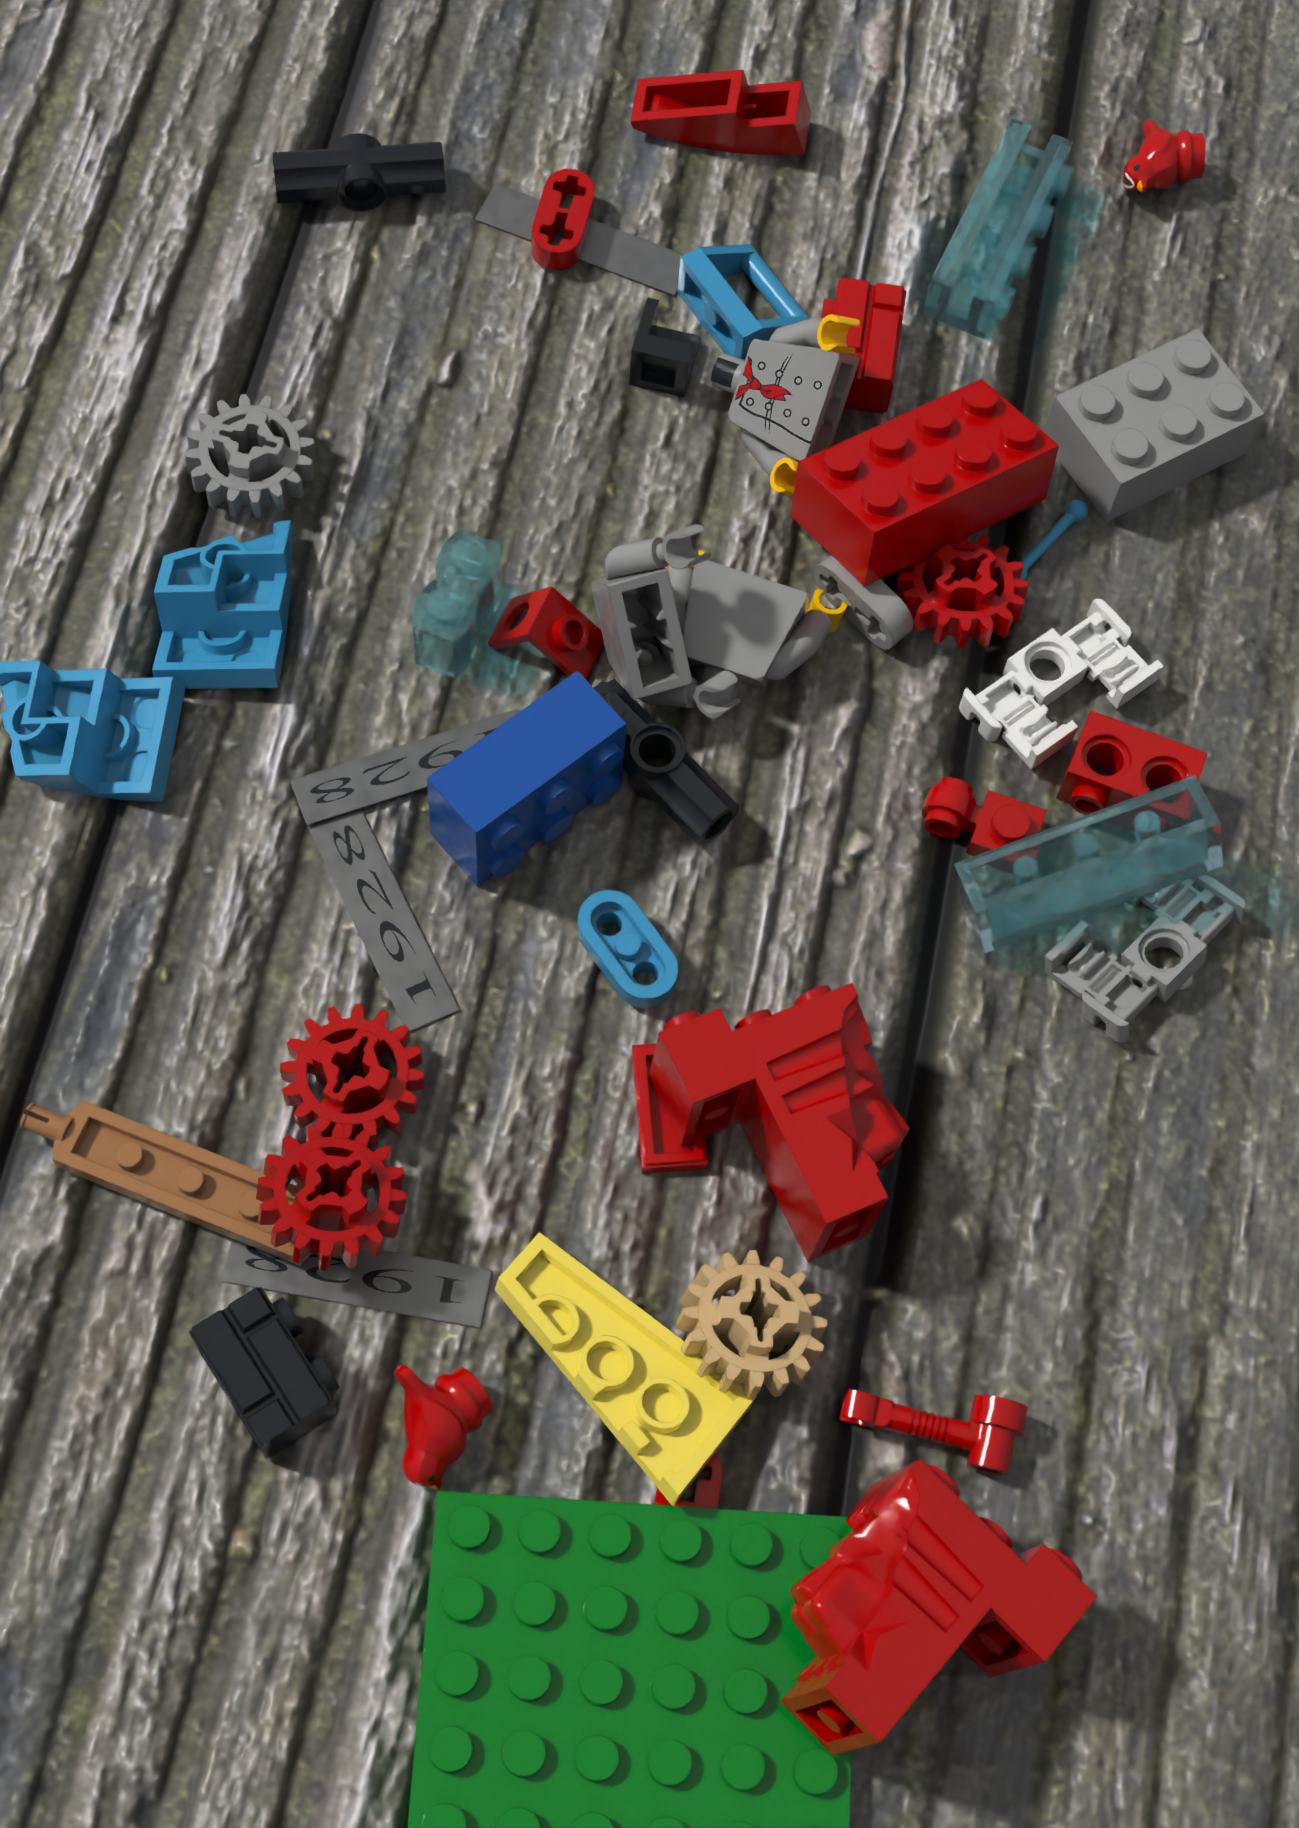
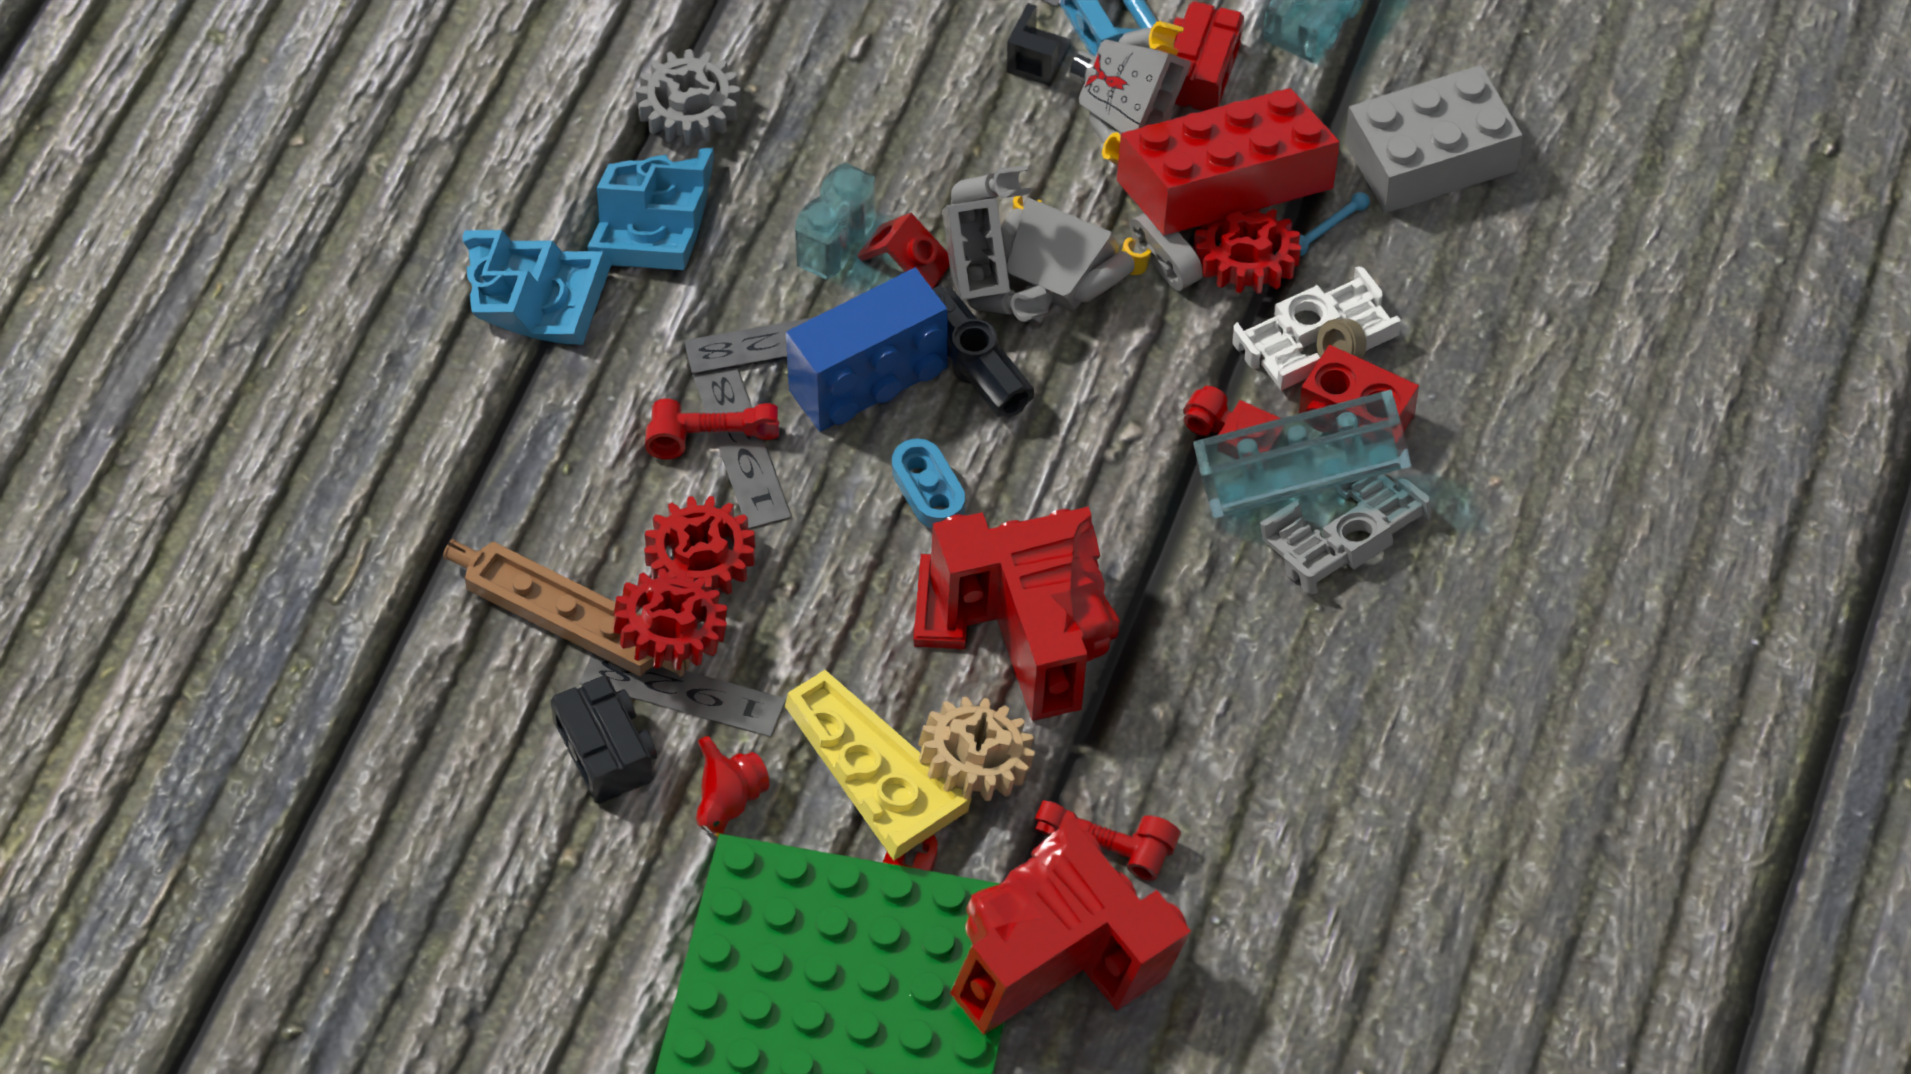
camera: 15 degrees right, 10 degrees down
(289, 905) = (669, 426): none -> red brick
(1096, 692) = (1343, 334): none -> dark tan tile

